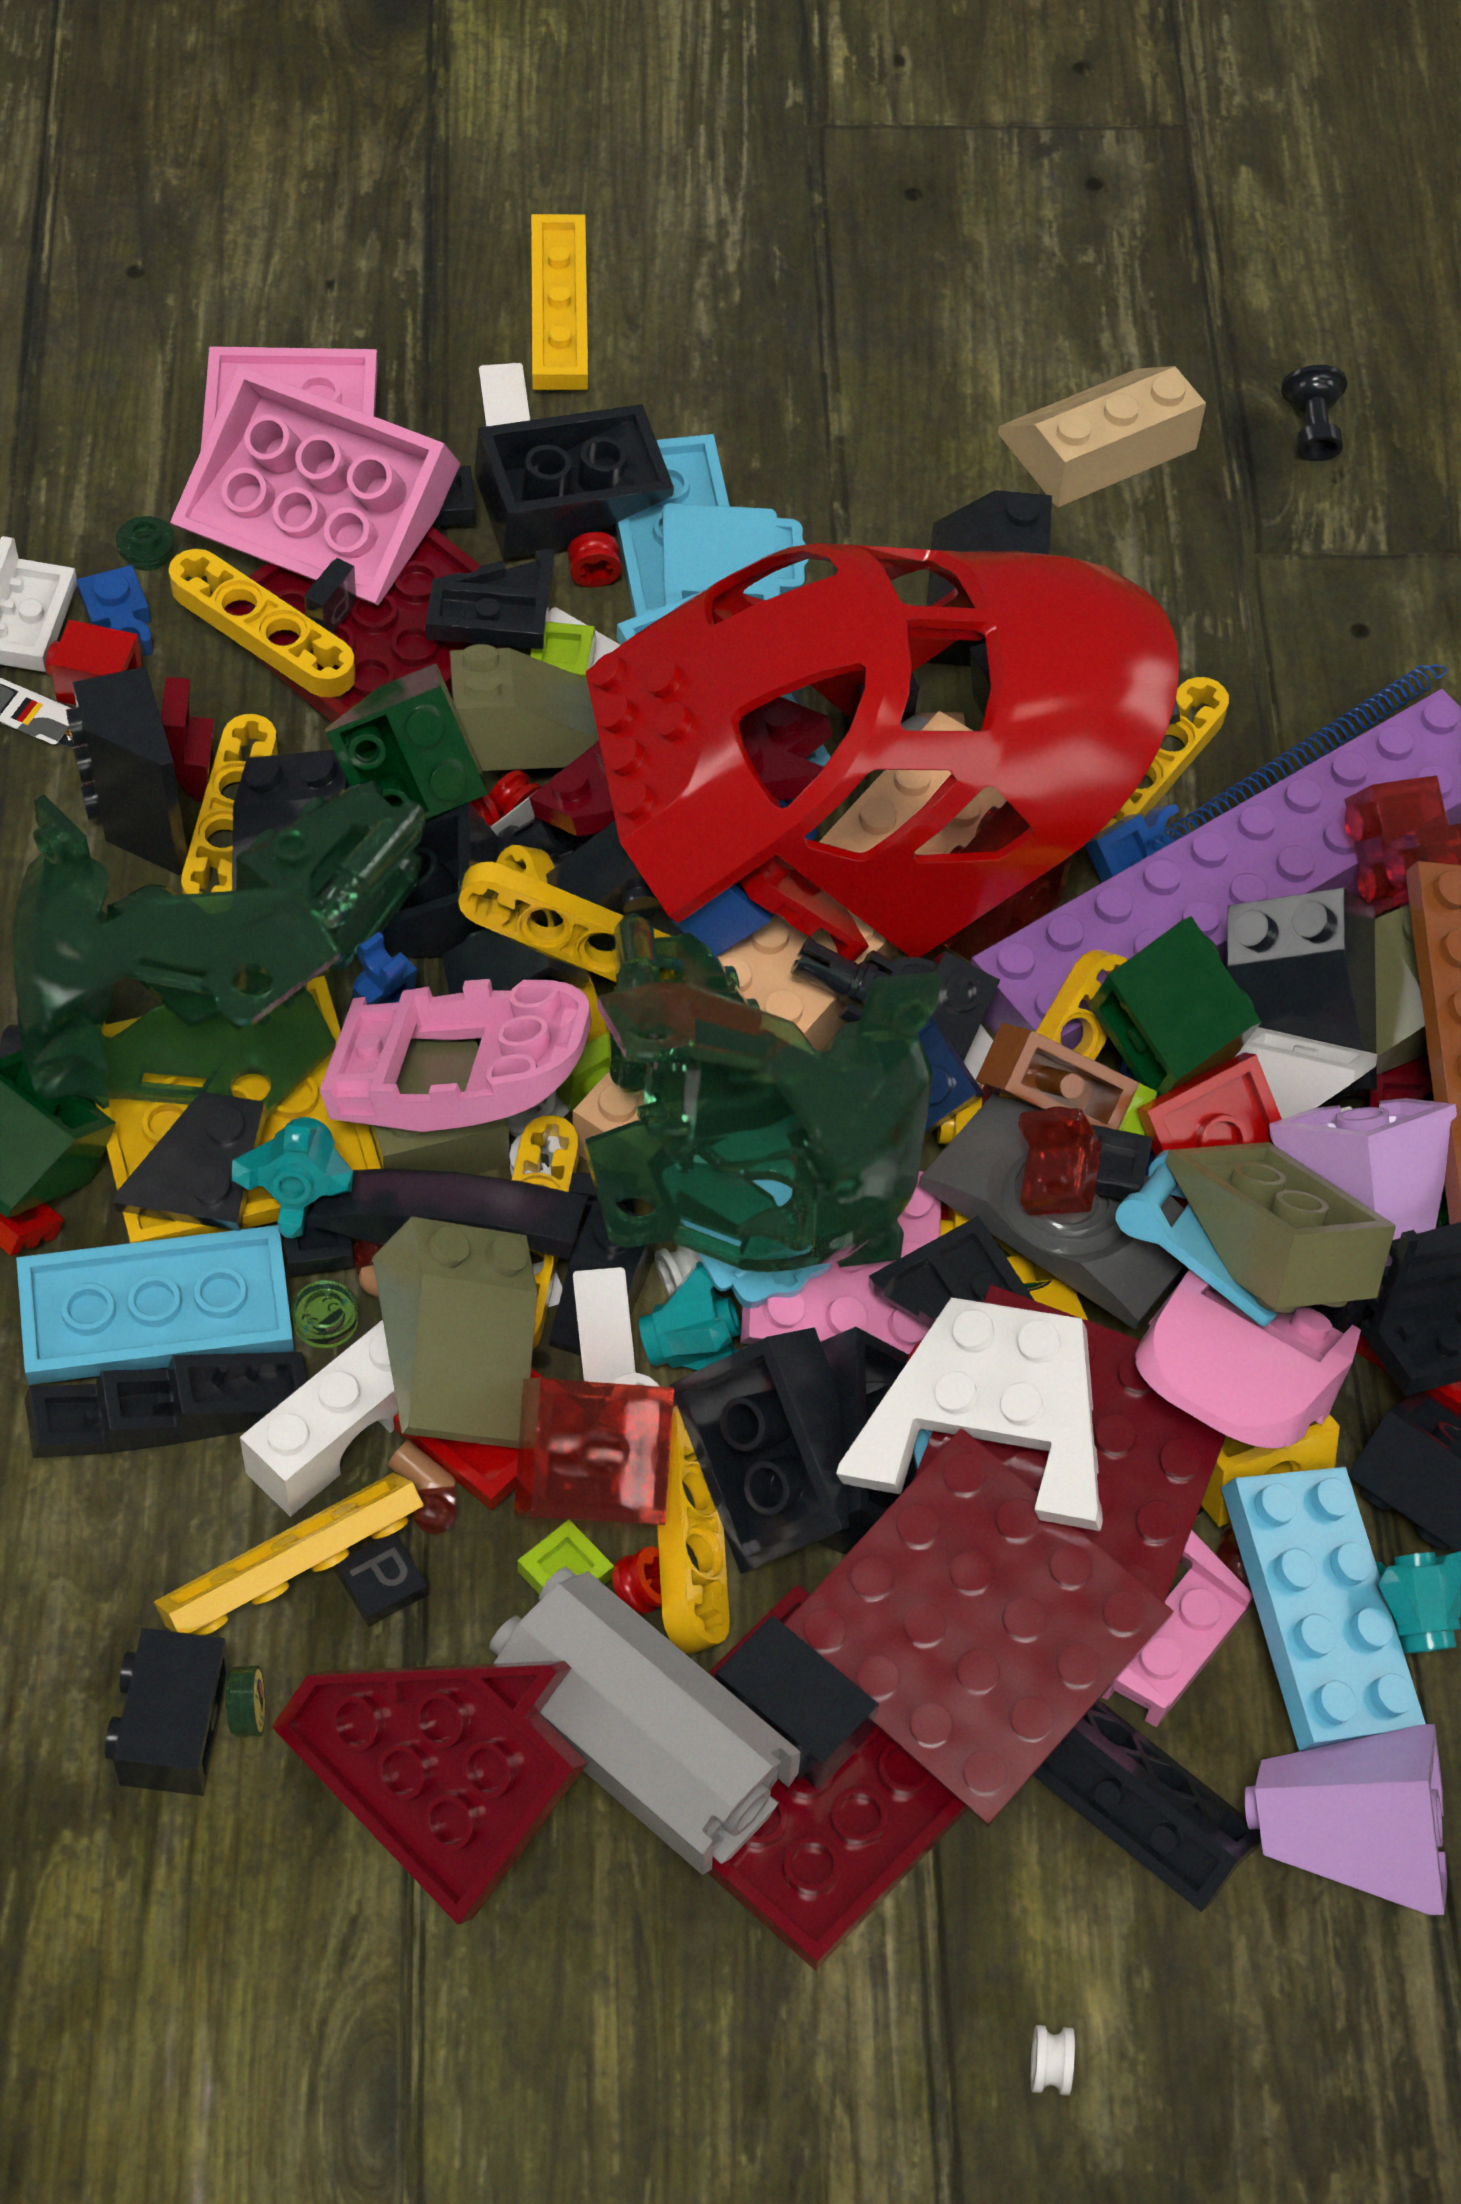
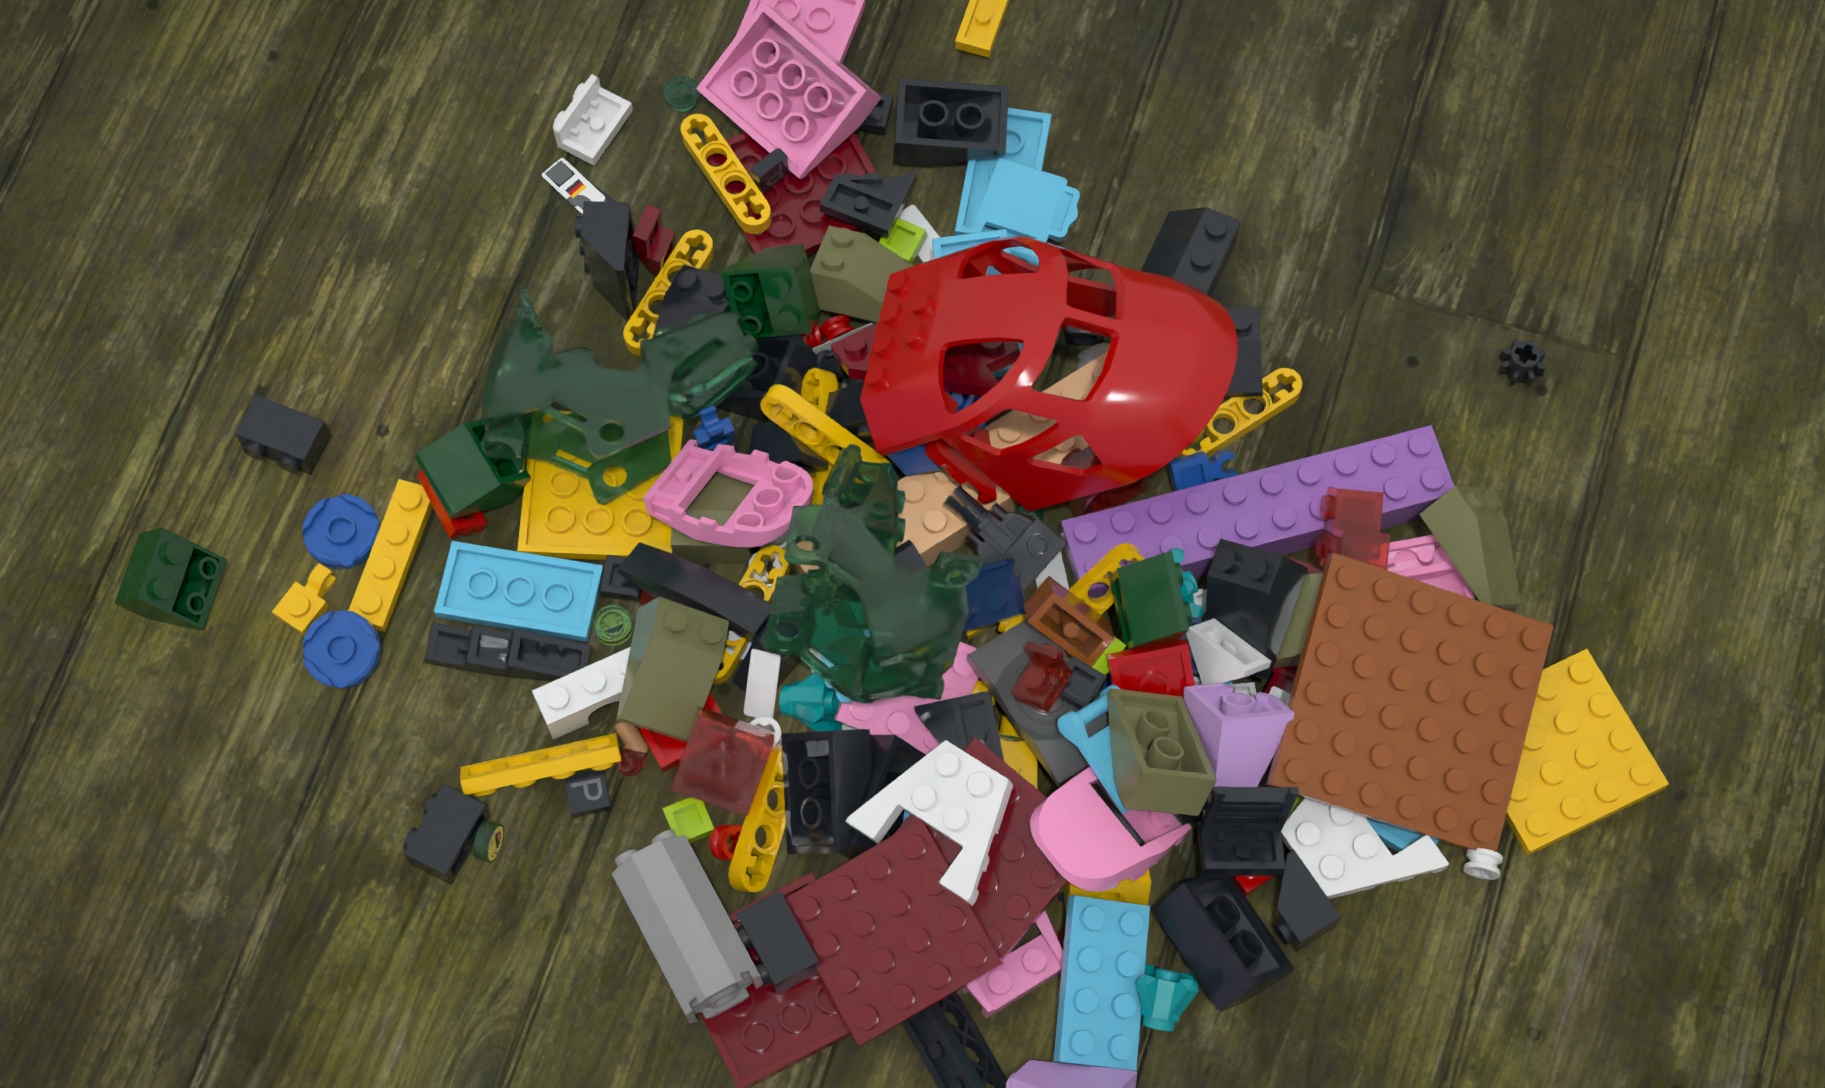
camera: 25 degrees right, 10 degrees up
(89, 653) = (622, 173): red brick -> none
(117, 602) = (649, 133): blue plate -> none
(192, 1164) = (569, 517): black wing -> none
(295, 1171) = (617, 538): teal rock -> none
(439, 1764) = (572, 913): dark red wing -> none
(504, 393) = (936, 50): white sticker -> none
(594, 559) = (945, 181): red bush -> none
(1107, 432) = (1304, 177): tan slope -> none
(1303, 751) = (1329, 440): blue piece -> none
(1314, 391) = (1450, 188): black piece -> none

